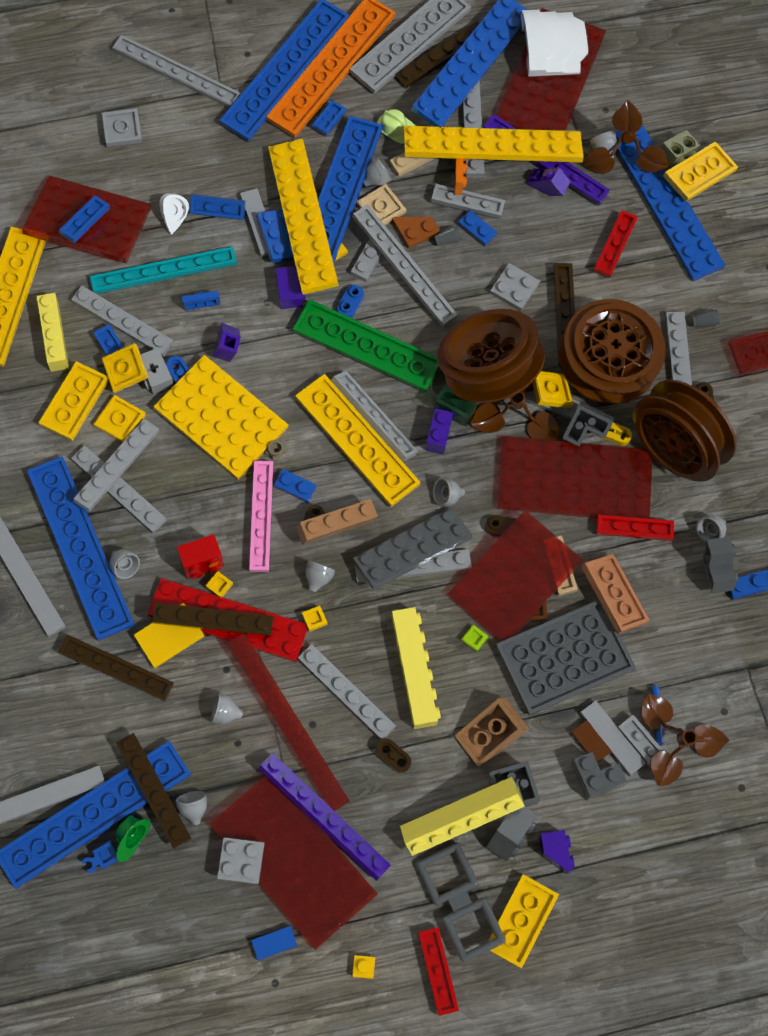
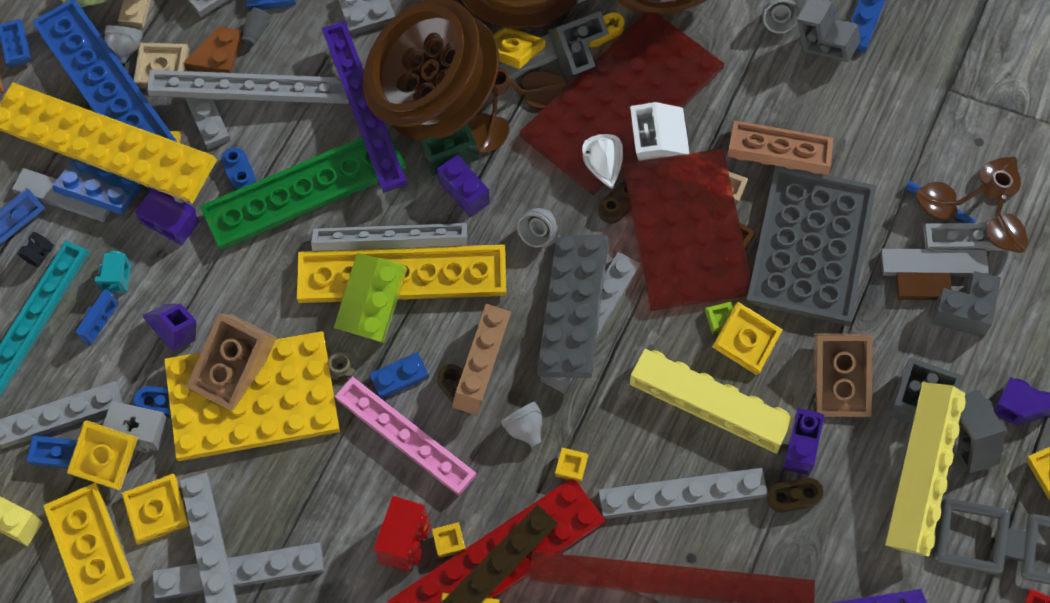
camera: 45 degrees left, 5 degrees down
(214, 235) = (35, 249): none -> black wheel
(228, 389) = (230, 360): none -> medium nougat slope
(234, 287) = (114, 272): none -> teal brick
(326, 435) = (370, 297): none -> lime slope
(428, 358) = (371, 127): none -> dark purple plate
(429, 737) = (803, 441): none -> dark purple slope
(471, 661) = (747, 338): none -> yellow tile
(522, 496) = (603, 157): none -> white piece
(562, 514) = (659, 131): none -> white slope
(635, 527) = (721, 81): red plate -> none

